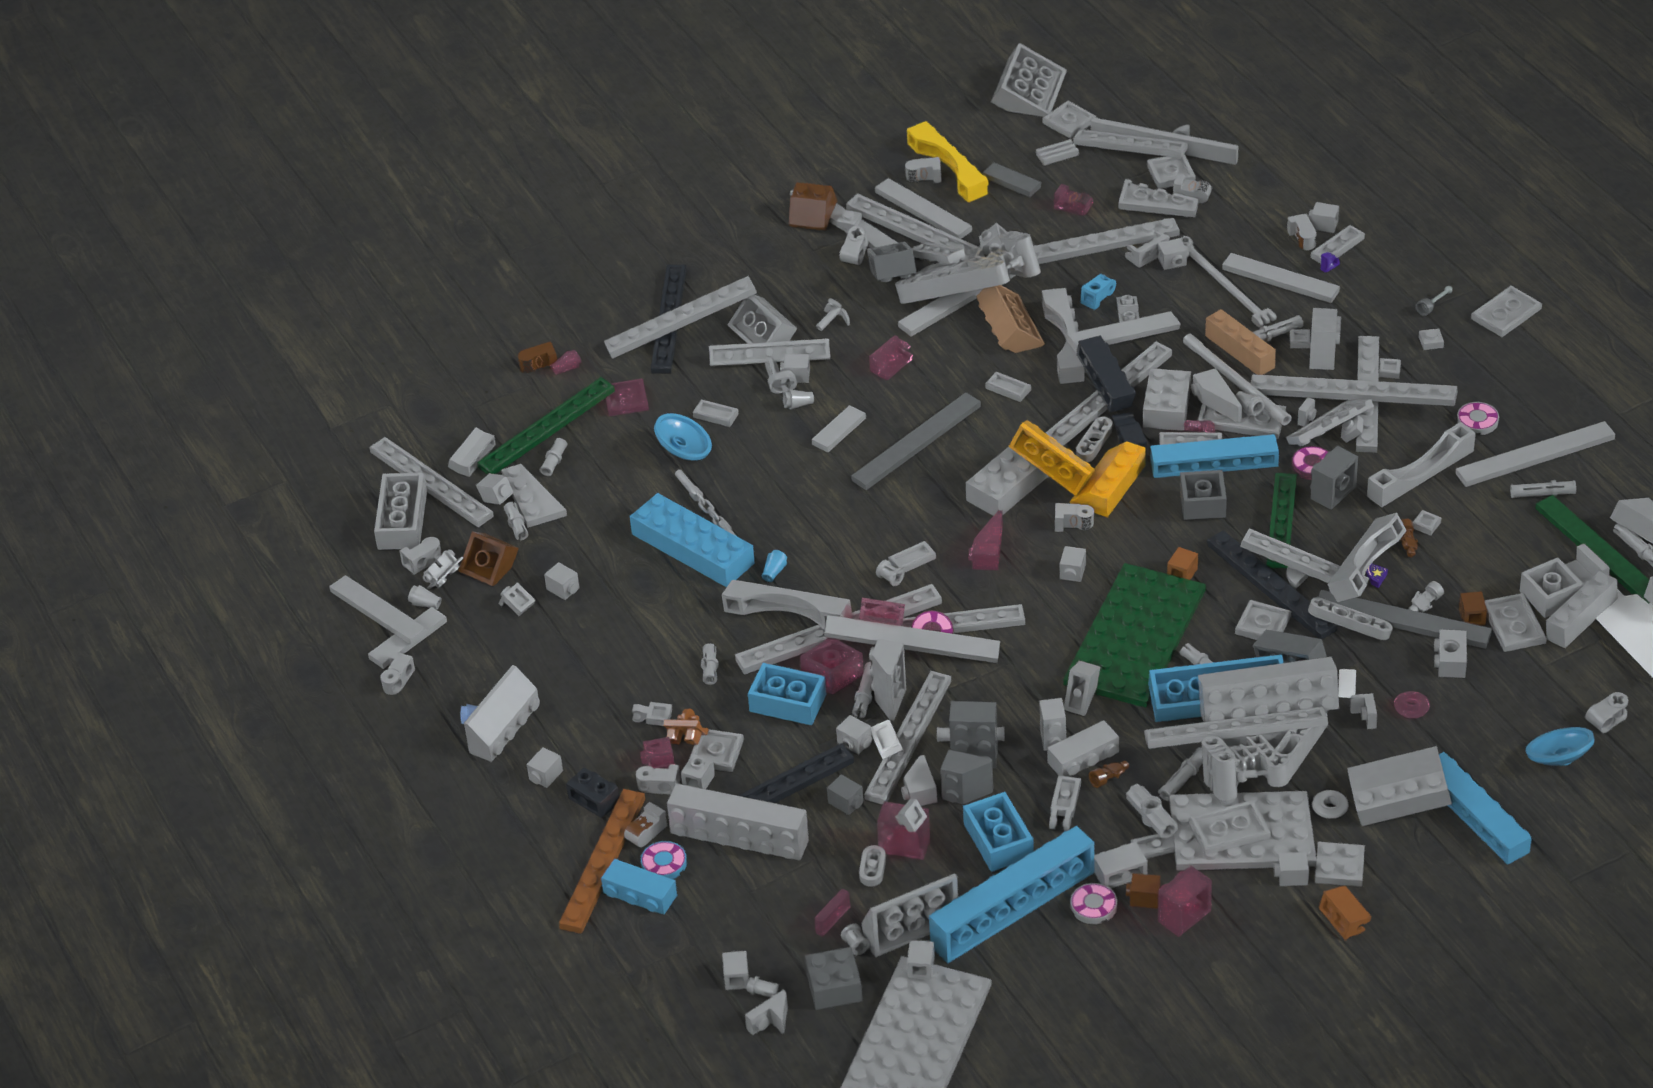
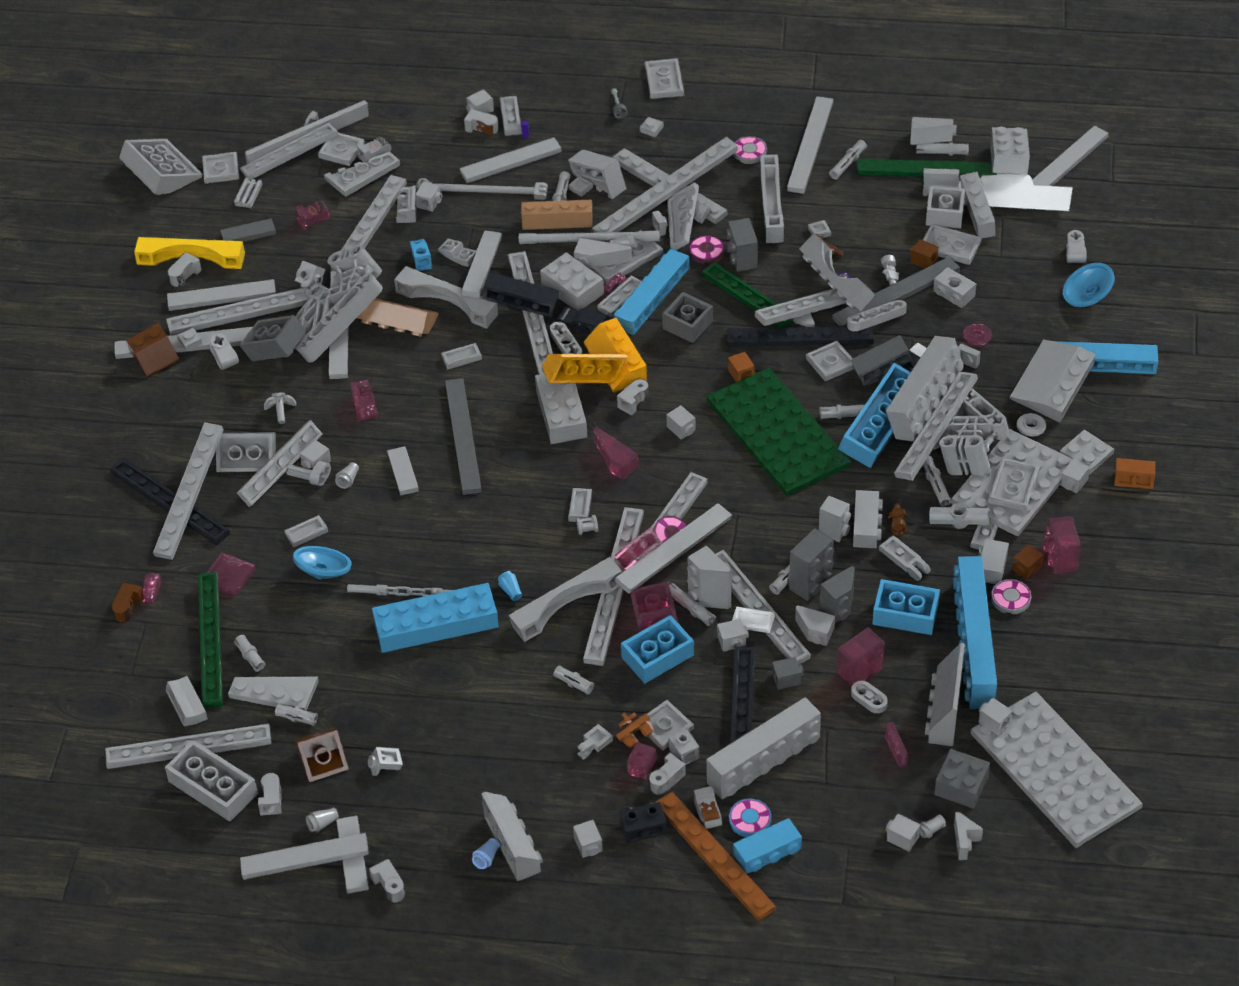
camera: 55 degrees left, 5 degrees up
(448, 565) = (305, 789): light grey hinge -> none
(494, 488) = (250, 707): light grey brick -> none
(561, 581) = (396, 720): light grey brick -> none
(855, 939) = (933, 746): light grey bush -> none
(911, 815) = (874, 638): light grey tile -> none
(938, 253) = (297, 307): light grey plate -> none
(1081, 687) = (811, 484): light grey slope -> none
(1389, 368) = (658, 160): light grey tile -> none

